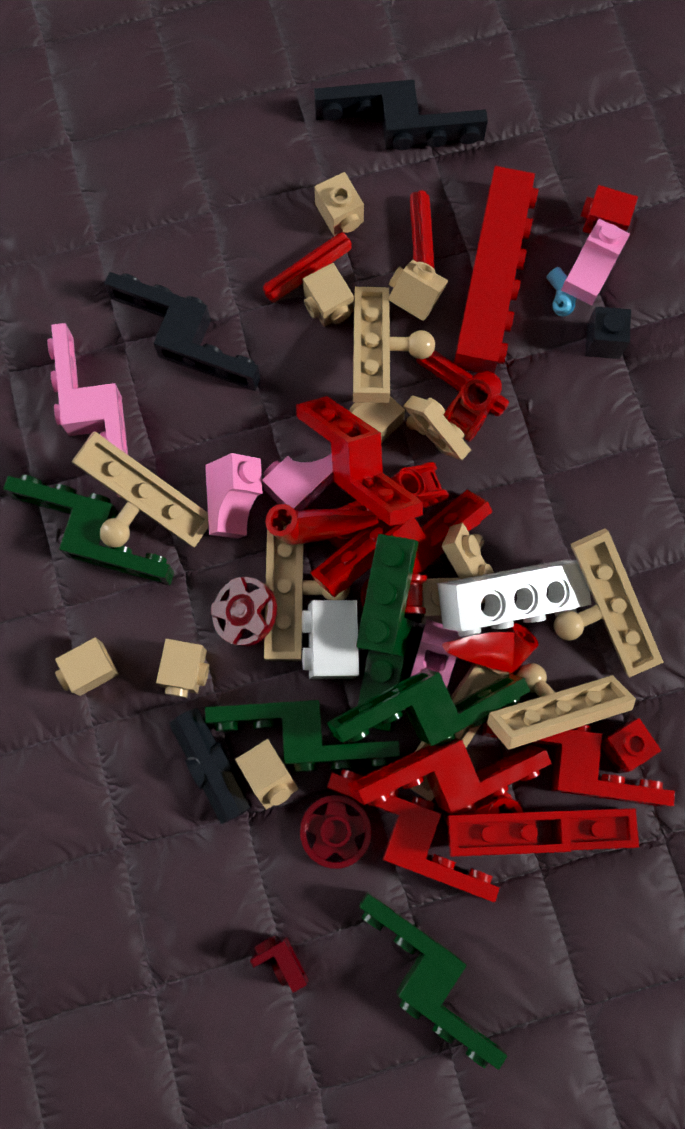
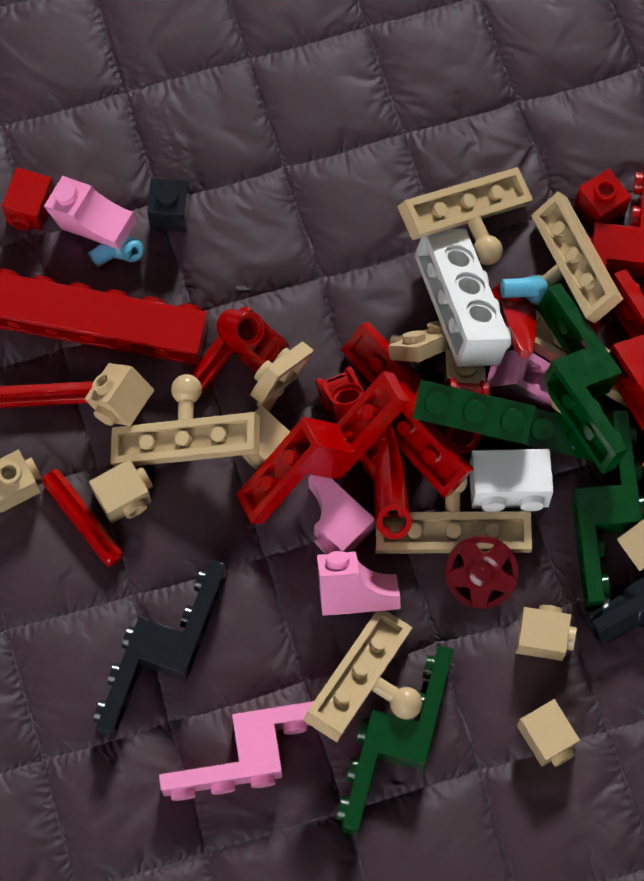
camera: 90 degrees left, 5 degrees down
(525, 659) = (530, 287): none -> medium azure arm

